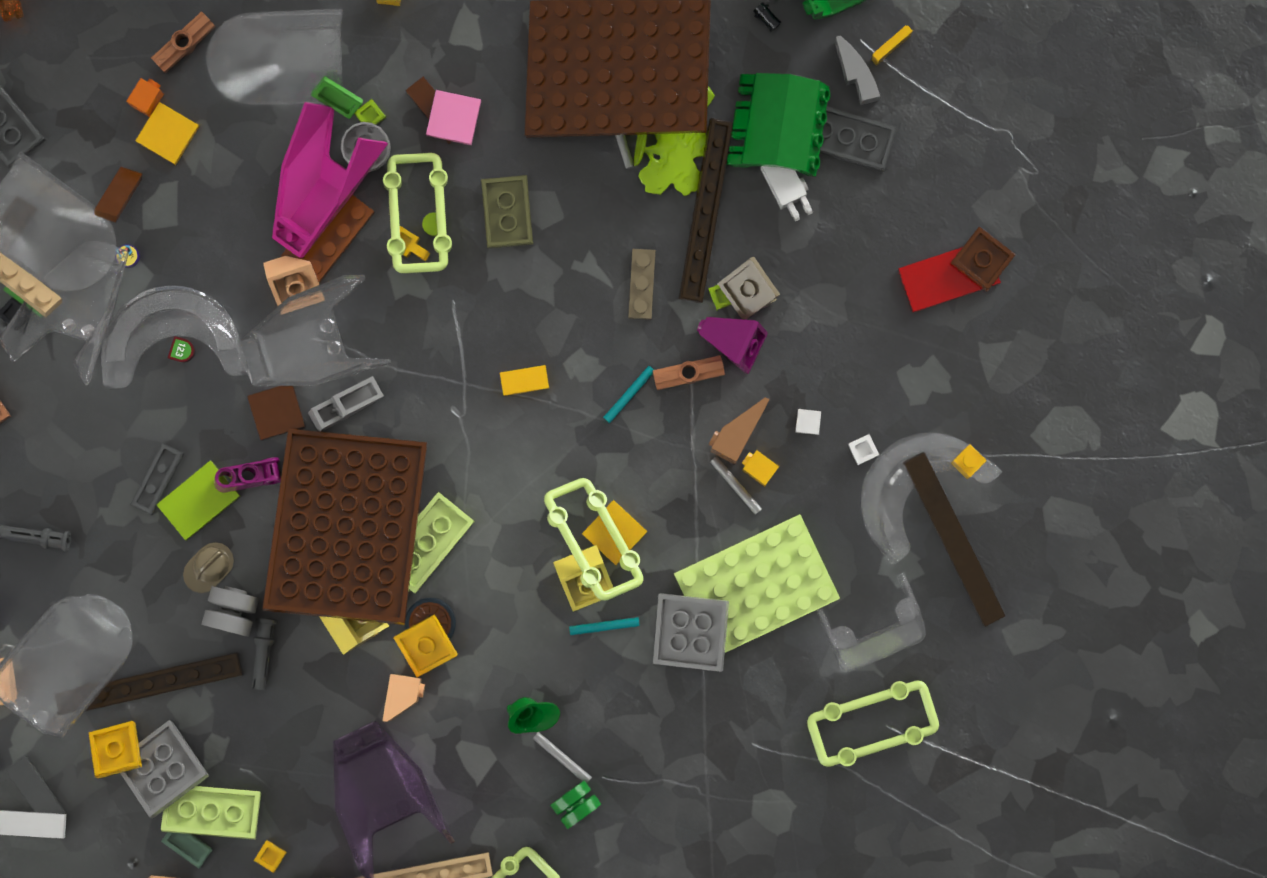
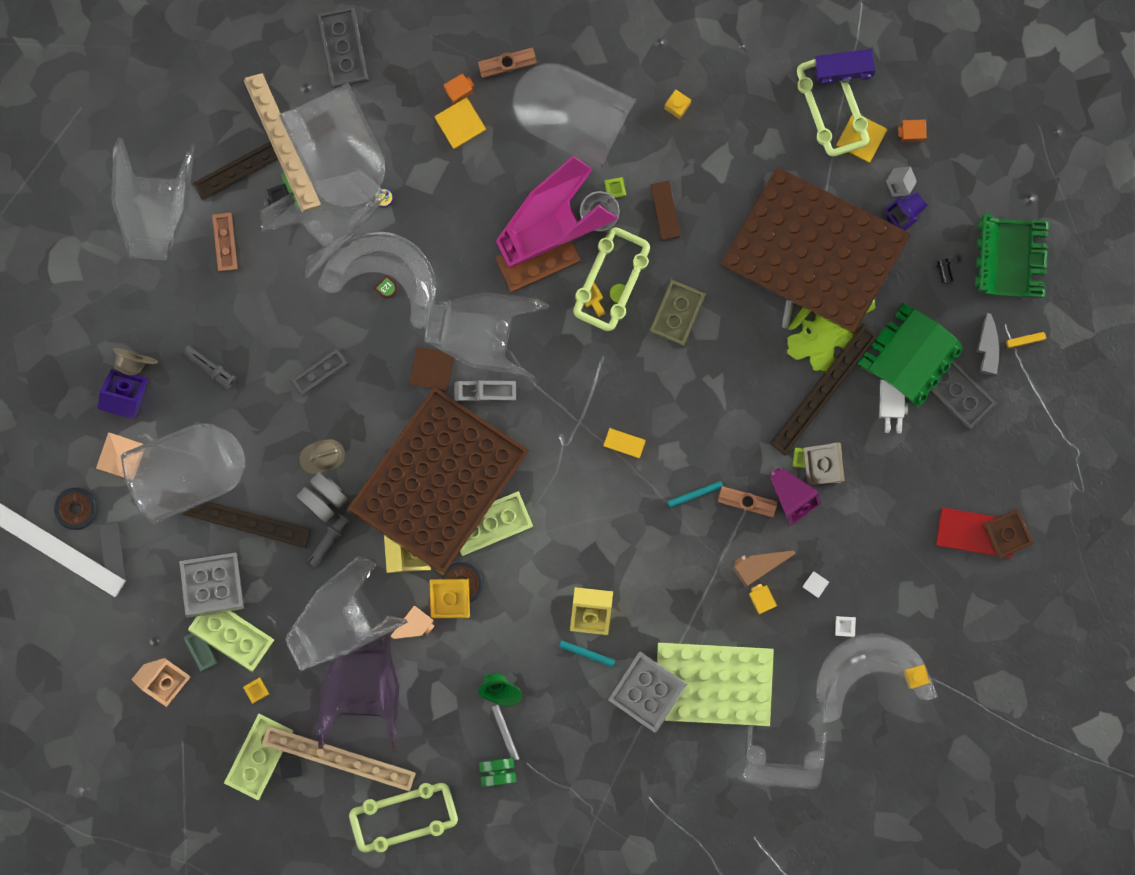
camera: 25 degrees right, 0 degrees up
(115, 749) = (185, 553): yellow tile -> none
(118, 194) = (401, 150): reddish brown tile -> none
(196, 501) = (341, 404): lime tile -> none
(261, 473) = (400, 408): magenta piece -> none
(289, 277) = (493, 277): light nougat slope -> none
(313, 735) = (334, 619): none -> clear windscreen
(336, 97) = (598, 163): bright green tile -> none
(453, 117) = (675, 223): bright pink tile -> none
(591, 576) = (597, 612): yellowish green bar -> none
(627, 526) = (631, 589): yellow tile -> none
(641, 284) = (748, 418): dark tan plate -> none
(735, 484) = (738, 602): light grey bar -> none
(848, 756) = (776, 816): yellowish green bar -> none
(954, 539) = (876, 727): dark brown tile -> none

